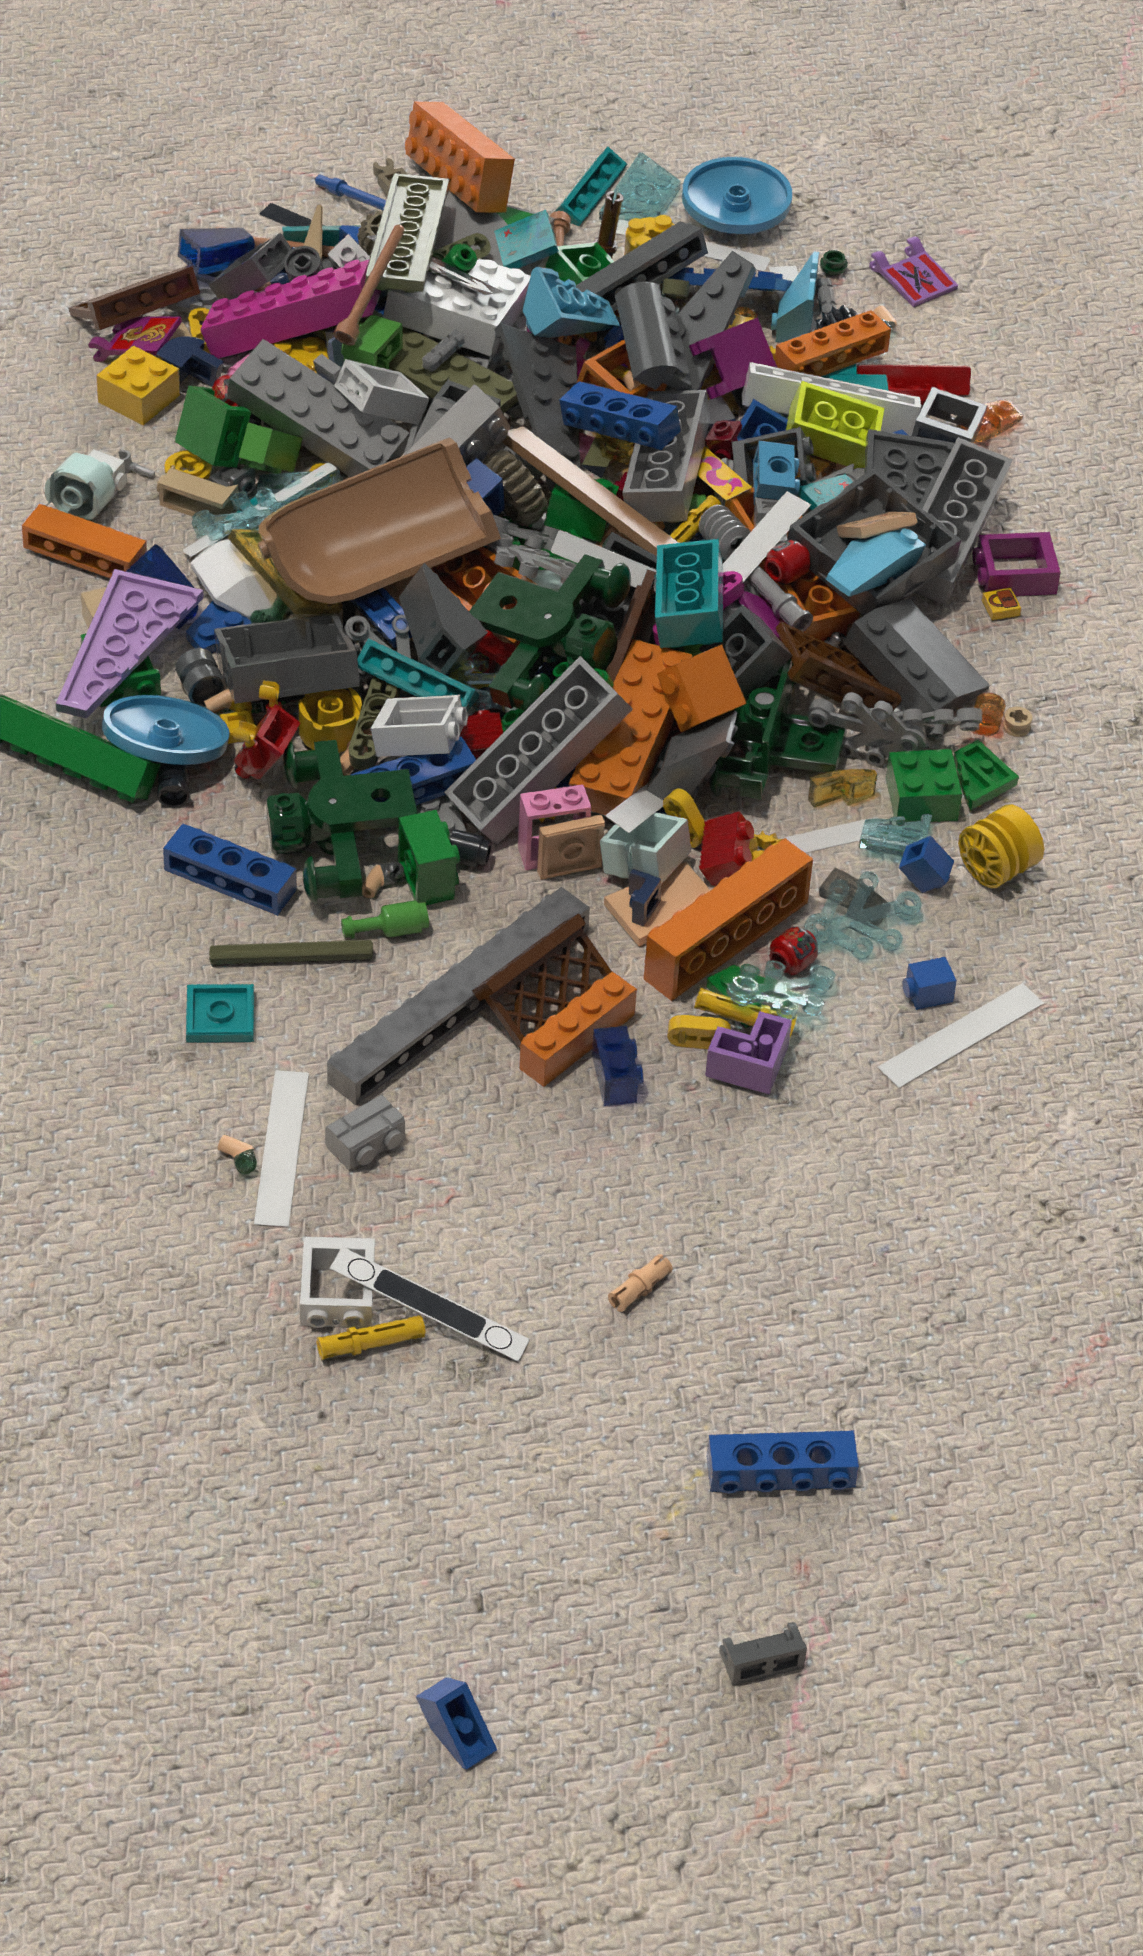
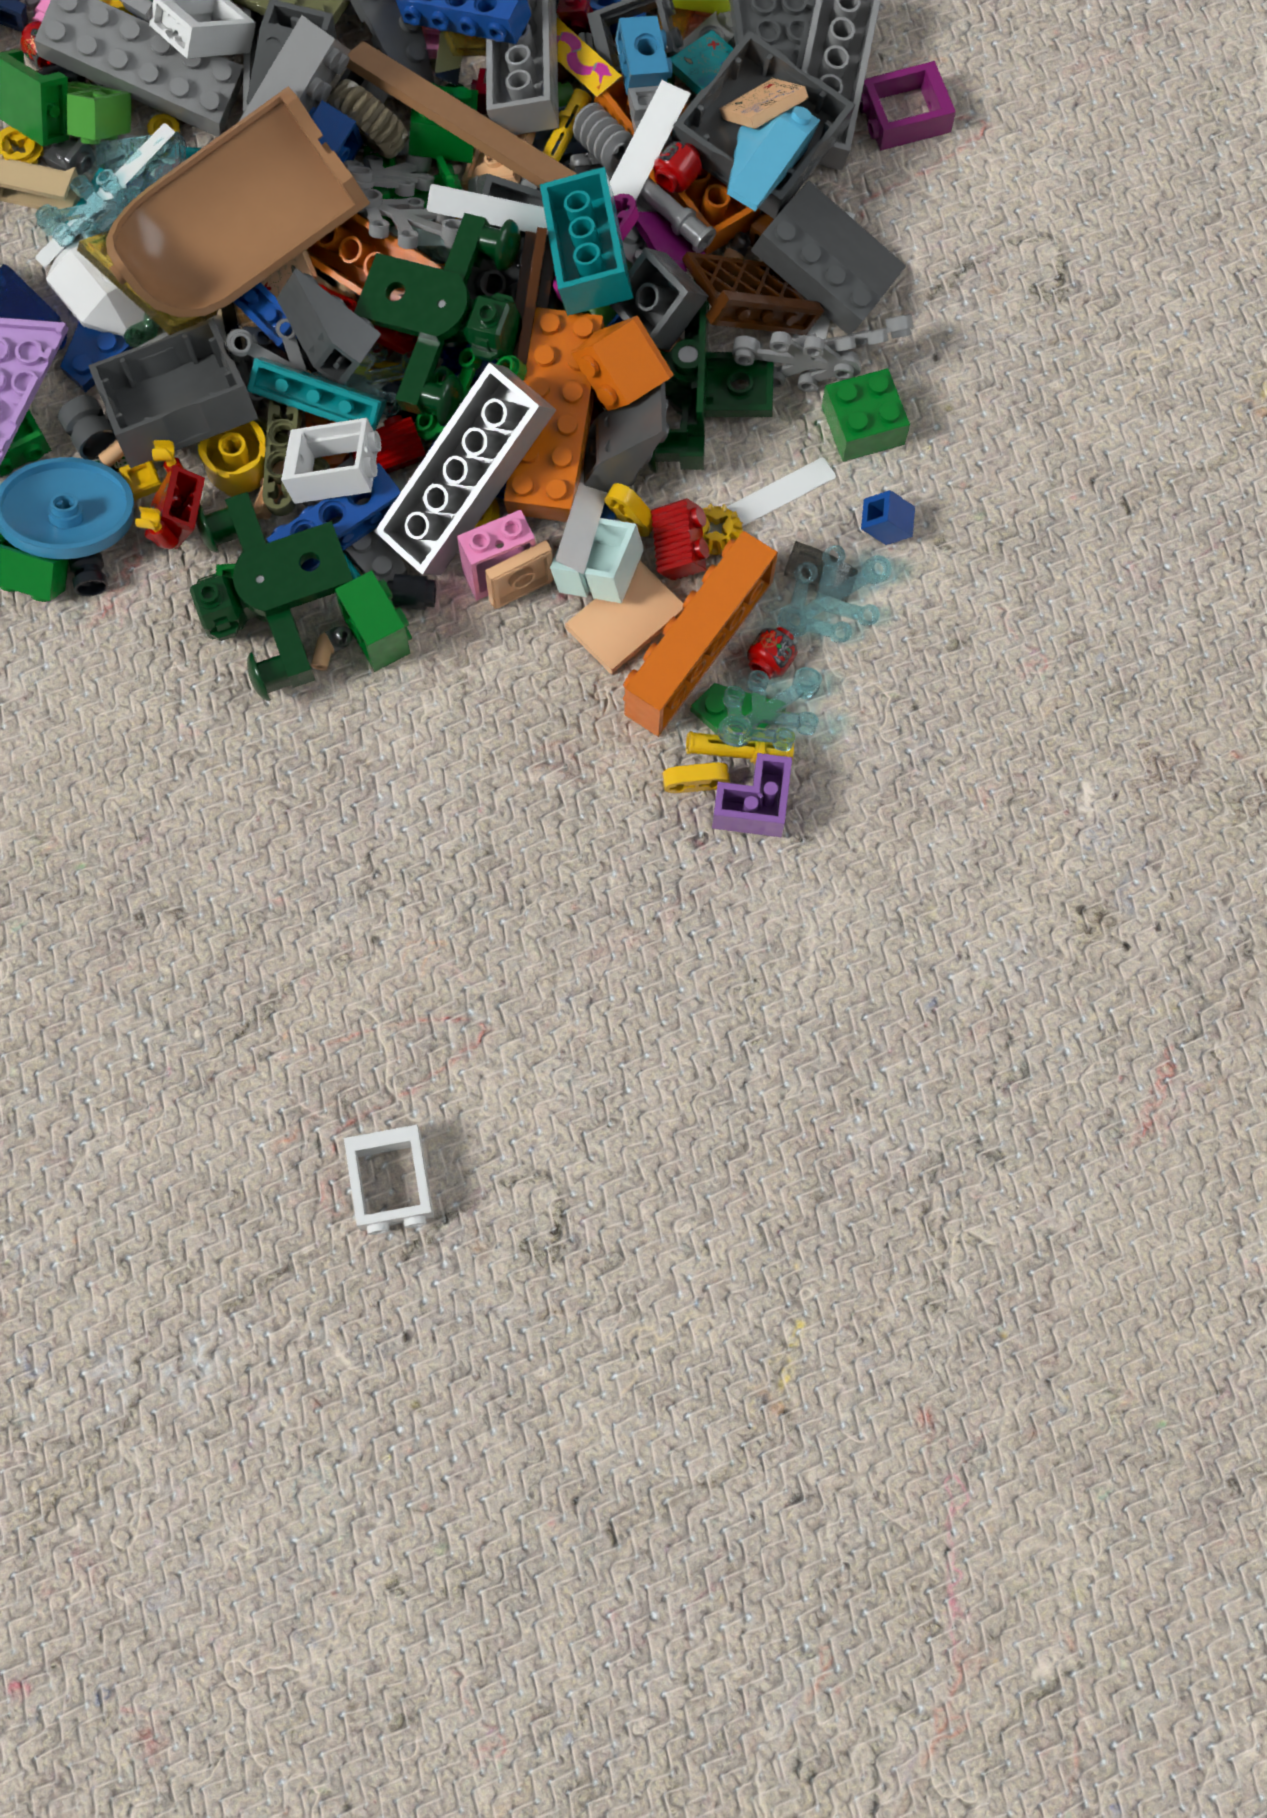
camera: 10 degrees left, 25 degrees up
(220, 1013) = (197, 854): teal tile -> none
(230, 869) = (217, 691): blue brick -> none
(243, 1153) = (258, 1030): arm -> none
(281, 1148) = (296, 1011): white sticker -> none
(291, 952) = (255, 761): olive axle -> none
(356, 1340) = (396, 1258): yellow pin -> none
(365, 1132) = (380, 981): light grey brick -> none
(393, 920) = (353, 700): bright green piece -> none
(429, 1303) = (488, 1188): sticker -> none
(442, 1004) = (439, 784): flat silver brick -> none
(457, 1721) = (619, 1700): blue slope -> none
(531, 959) = (502, 742): reddish brown fence -> none
(570, 1032) = (571, 801): orange brick -> none
(616, 1066) = (619, 840): clear blue brick -> none
(640, 1282) = (696, 1106): light nougat pin -> none
(645, 895) = (609, 622): dark blue bracket -> none
(764, 1656) = (908, 1540): dark grey hinge -> none
(768, 1451) = (936, 1278): blue brick -> none
(848, 784) = (789, 428): clear yellow slope -> none
(893, 834) = (848, 481): clear light blue wing -> none
(929, 983) = (918, 665): blue brick -> none
(960, 1035) = (958, 718): white sticker -> none
(982, 774) = (920, 384): green wing -> none
(993, 710) = (913, 300): clear orange wheel -> none
(1001, 604) = (898, 158): yellow tile -> none
(1001, 846) = (961, 481): yellow wheel -> none
(1017, 714) = (935, 312): tan bush -> none

